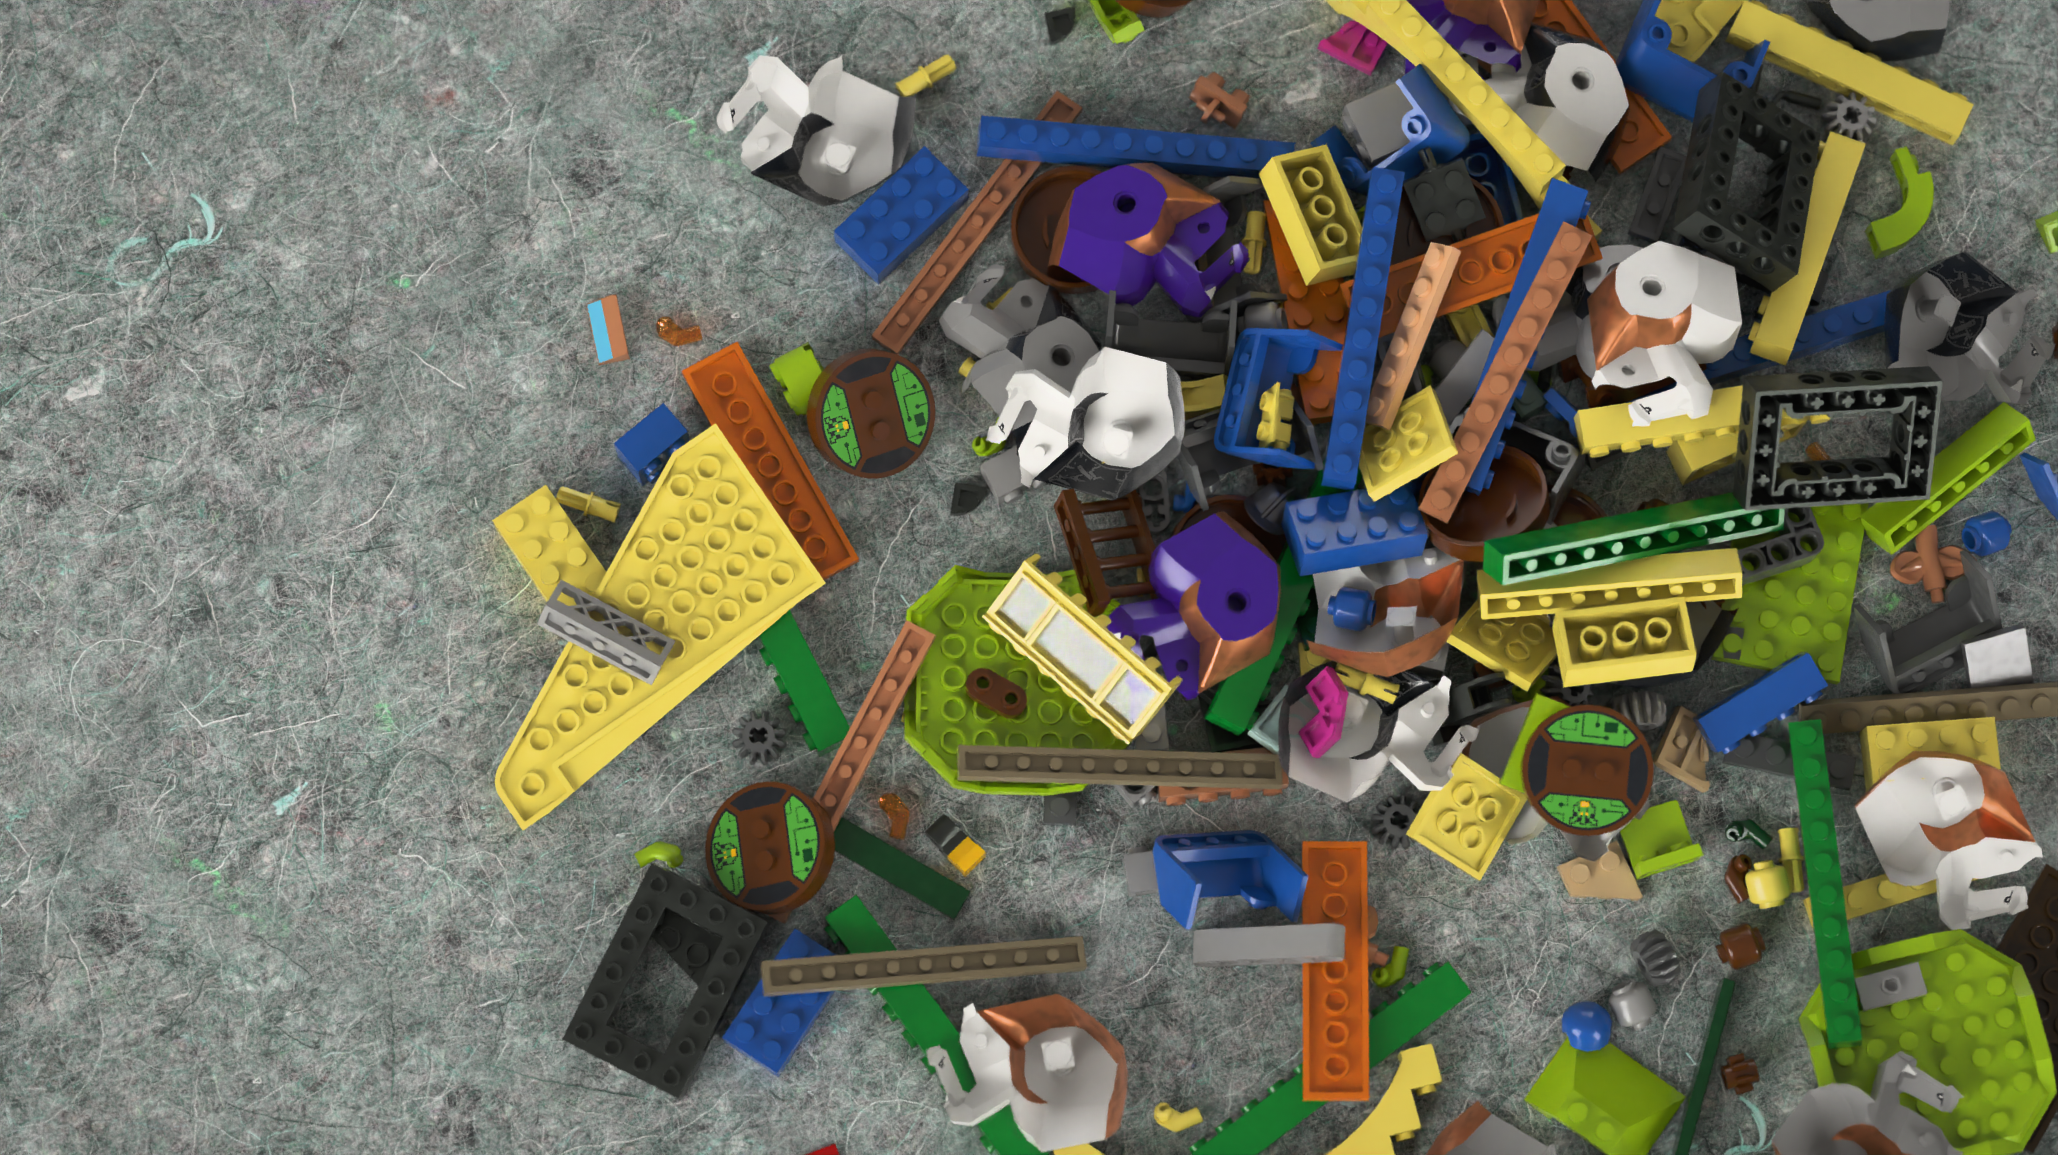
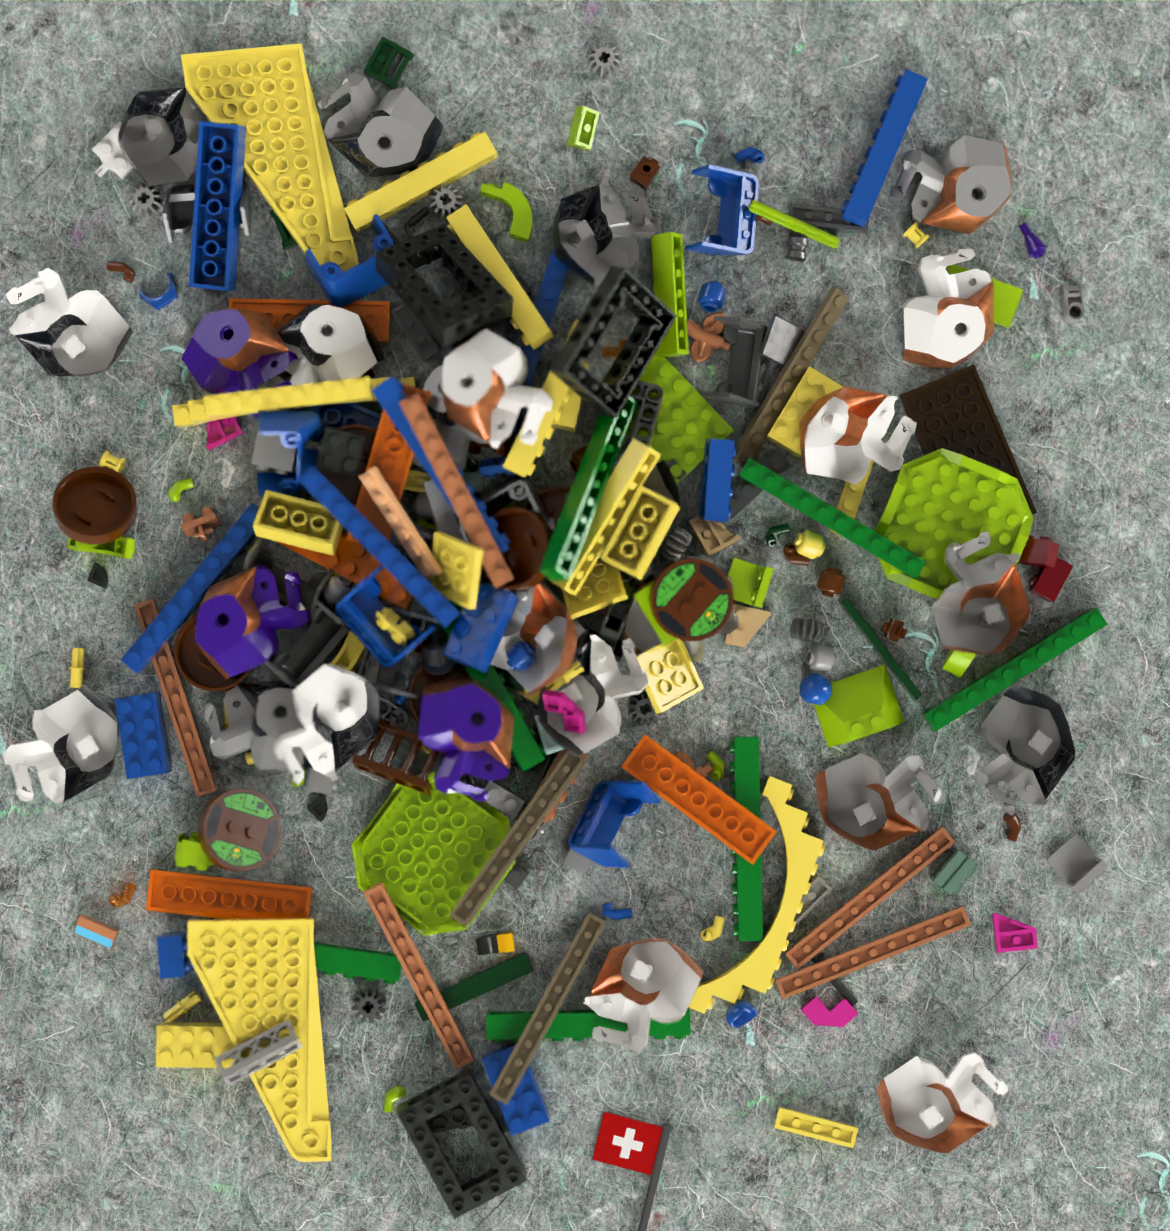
camera: 55 degrees left, 10 degrees up
(769, 847) = (431, 1042): piece -> none
(897, 812) = (454, 960): clear orange arm -> none
(994, 695) = (433, 871): reddish brown plate -> none
(1079, 651) = (443, 816): window -> none
(1105, 975) = (616, 914): none -> blue arm
(1243, 43) = (178, 486): none -> lime arm
(1254, 241) = (289, 560): light yellow axle -> none
(1269, 945) = (662, 823): light grey beam -> none
(1791, 858) = (805, 521): light yellow axle -> none
(1890, 986) = (907, 524): light grey plate -> none

